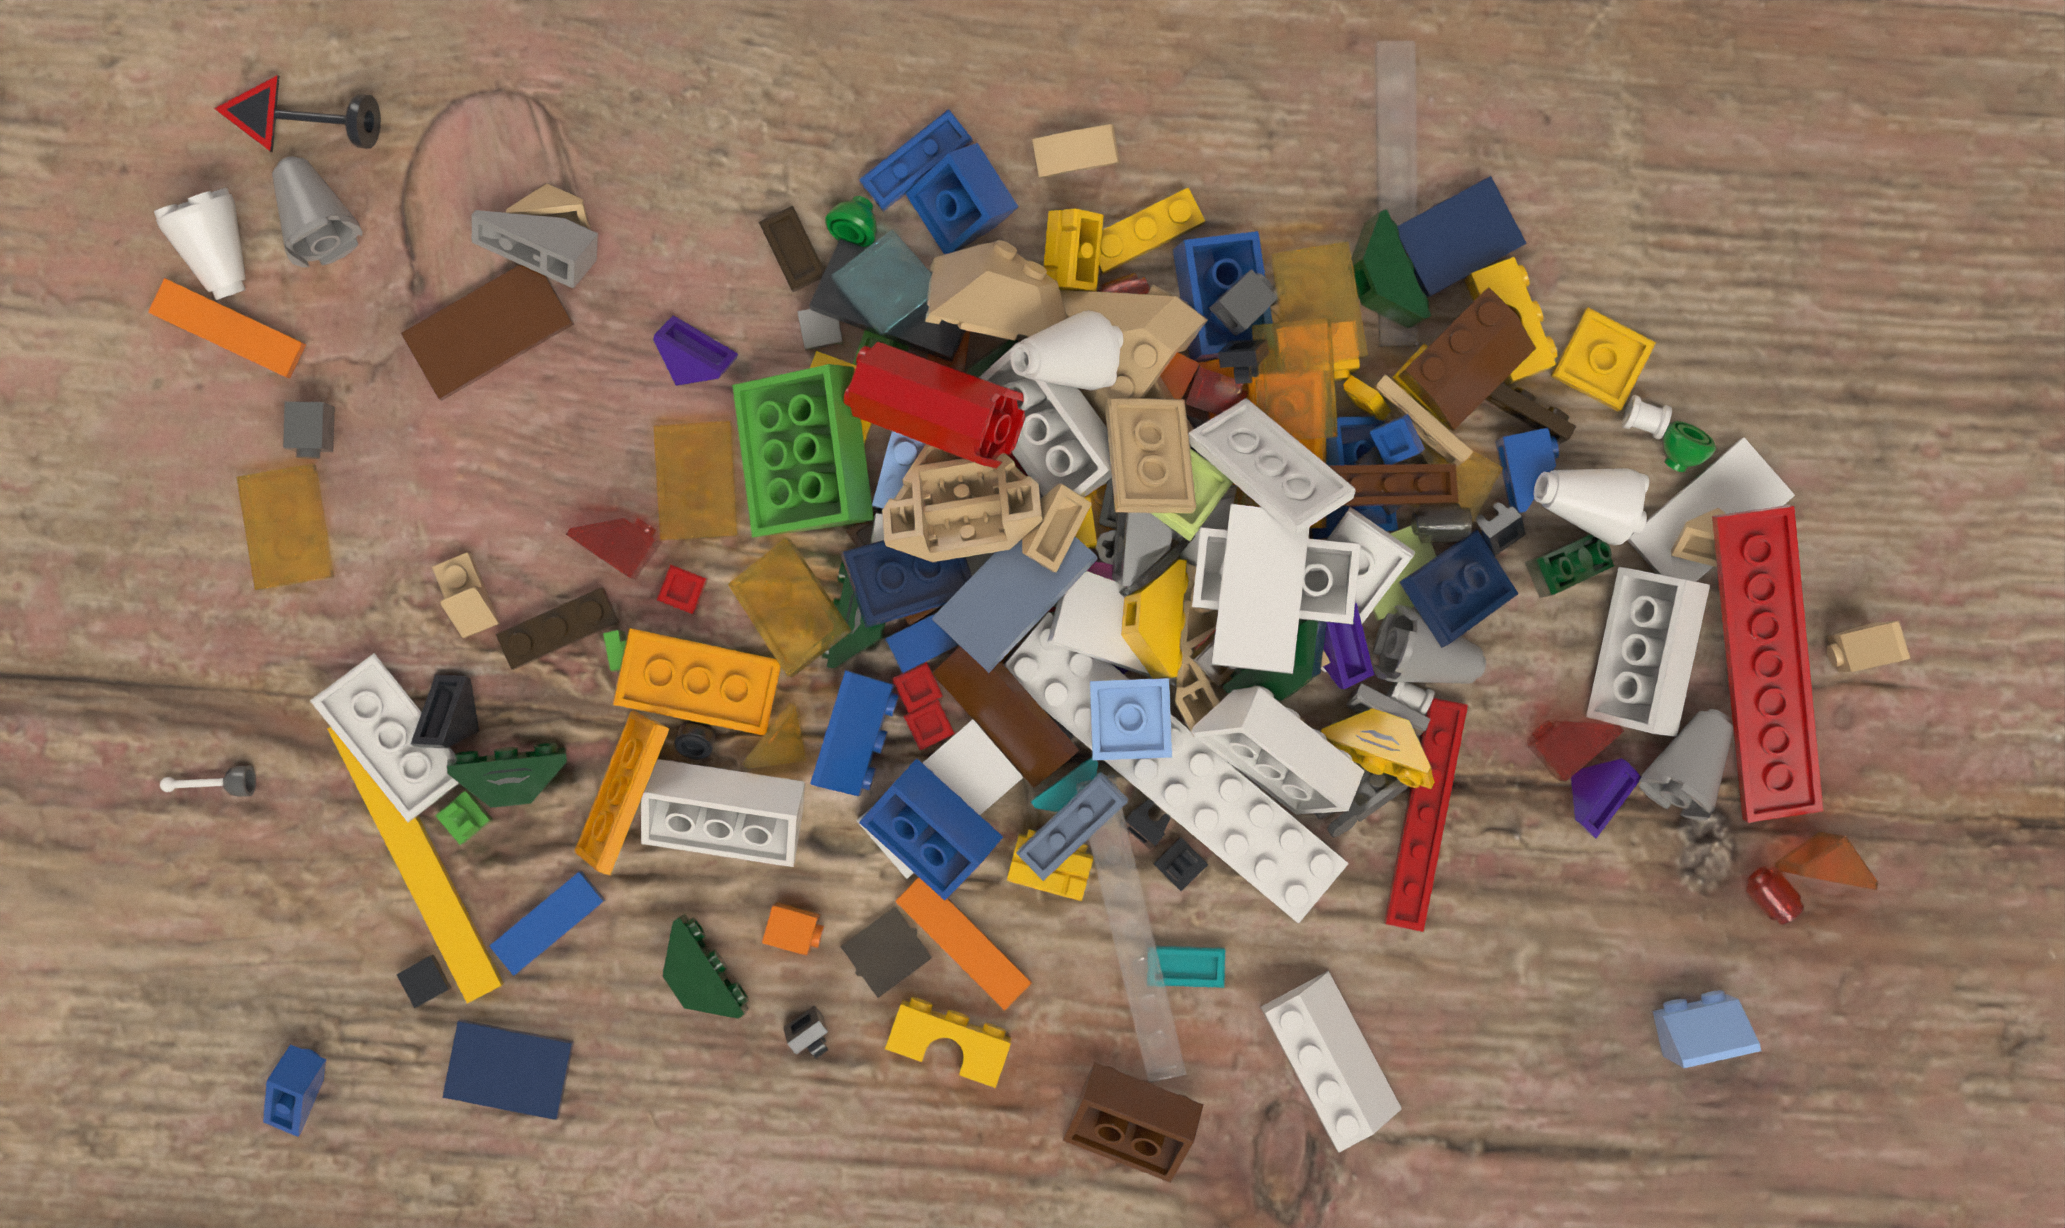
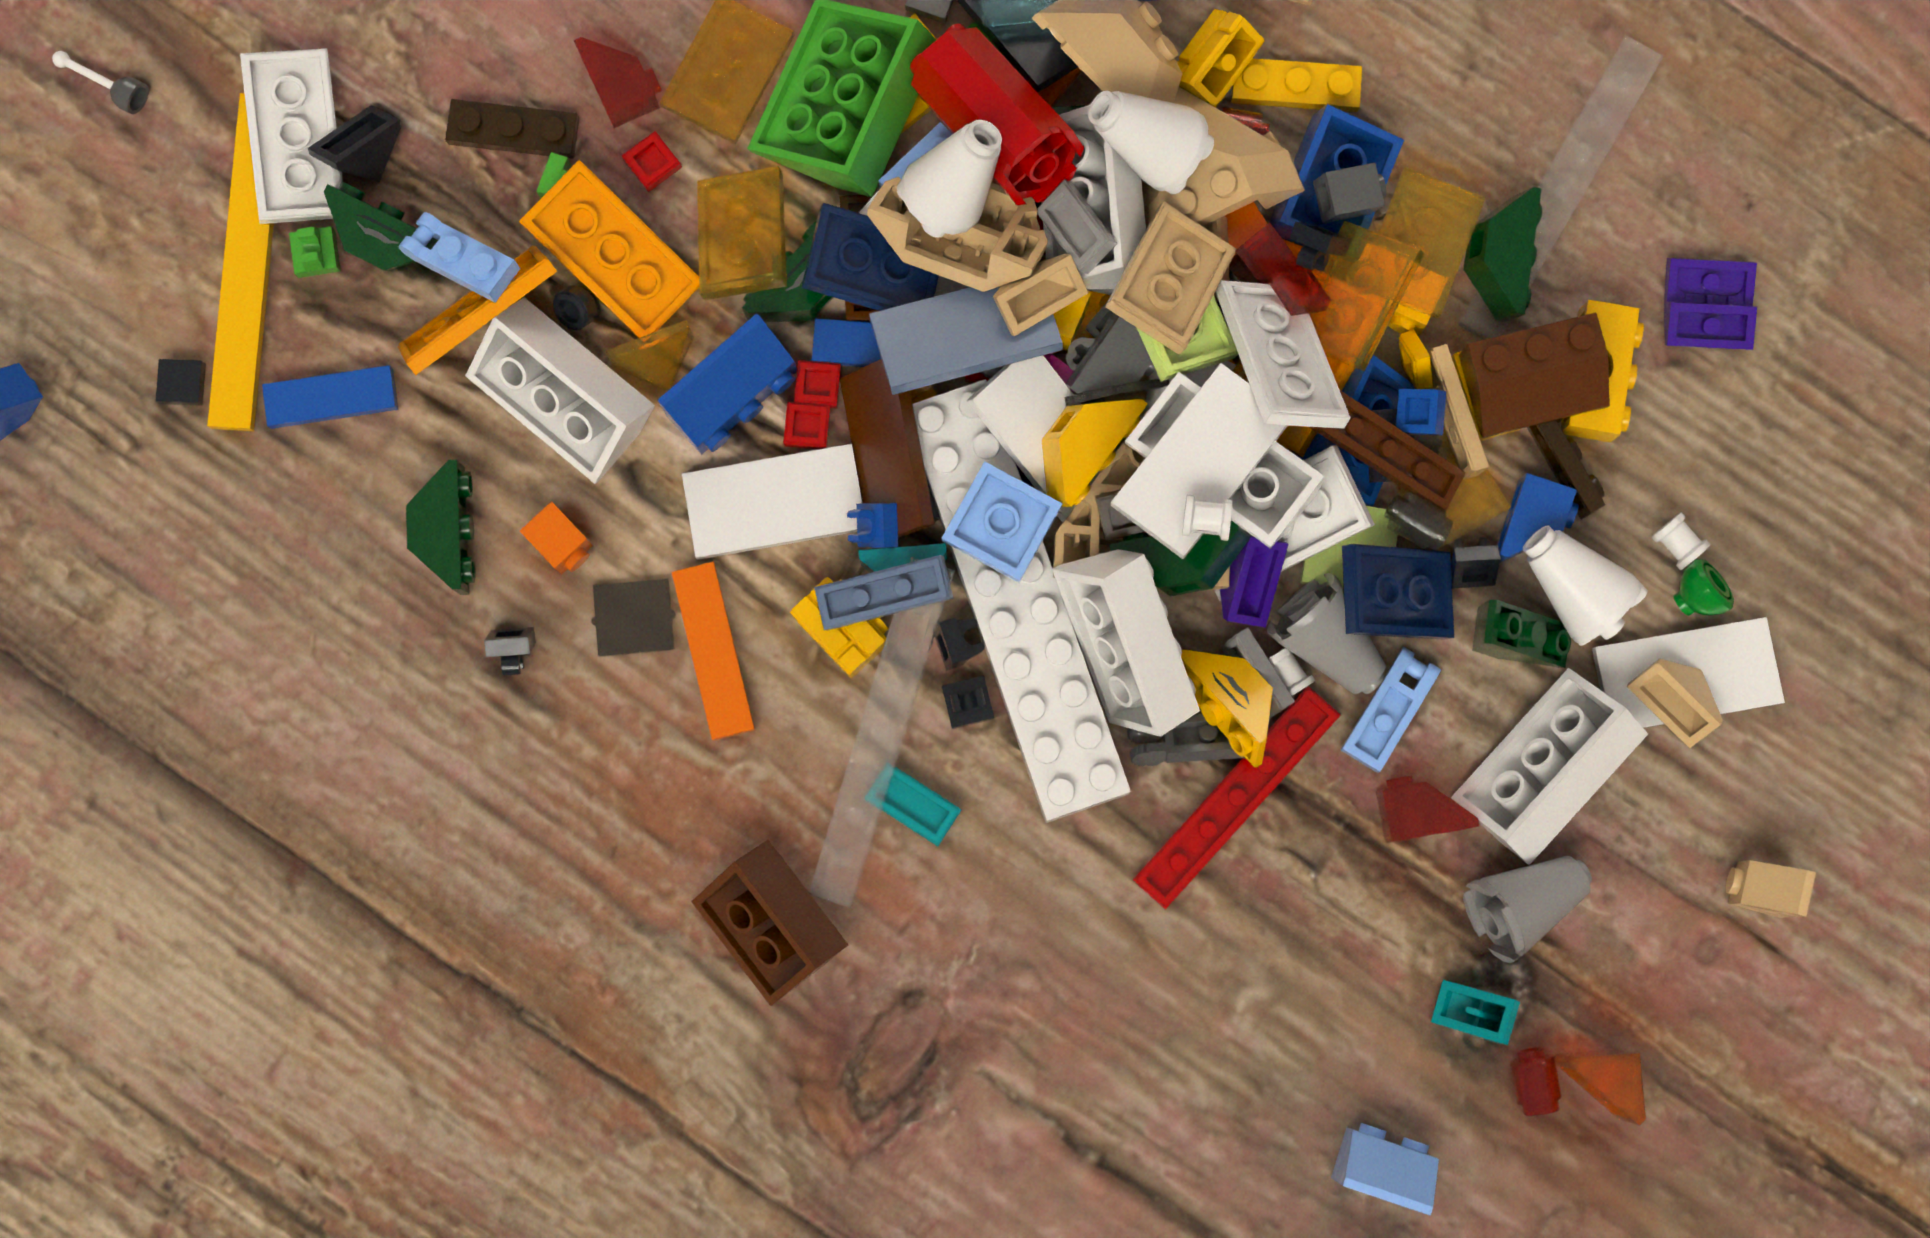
camera: 35 degrees right, 5 degrees down
(465, 595) = (445, 48): tan slope -> none
(508, 1069) = (206, 512): dark blue tile -> none
(587, 762) = (460, 258): none -> light blue plate
(931, 829) = (747, 519): blue slope -> none
(937, 483) = (952, 180): none -> white cone
(982, 1048) = (618, 704): yellow arch -> none
(1031, 774) = (875, 525): none -> blue tile
(1052, 457) = (1076, 227): none -> light grey tile
(1252, 404) = (1300, 292): none -> clear red tile
(1295, 635) = (1207, 517): none -> white bush
(1332, 1061) = (1000, 980): white slope -> none
(1459, 236) = (1597, 262): dark blue tile -> none
(1503, 679) = (1390, 711): none -> light blue plate
(1562, 216) = (1709, 303): none -> dark purple slope
(1601, 792) = (1422, 879): dark purple slope -> none
(1603, 359) = (1670, 462): yellow tile -> none
(1701, 870) = (1475, 1012): none -> teal slope
(1768, 663) = (1661, 845): red plate -> none

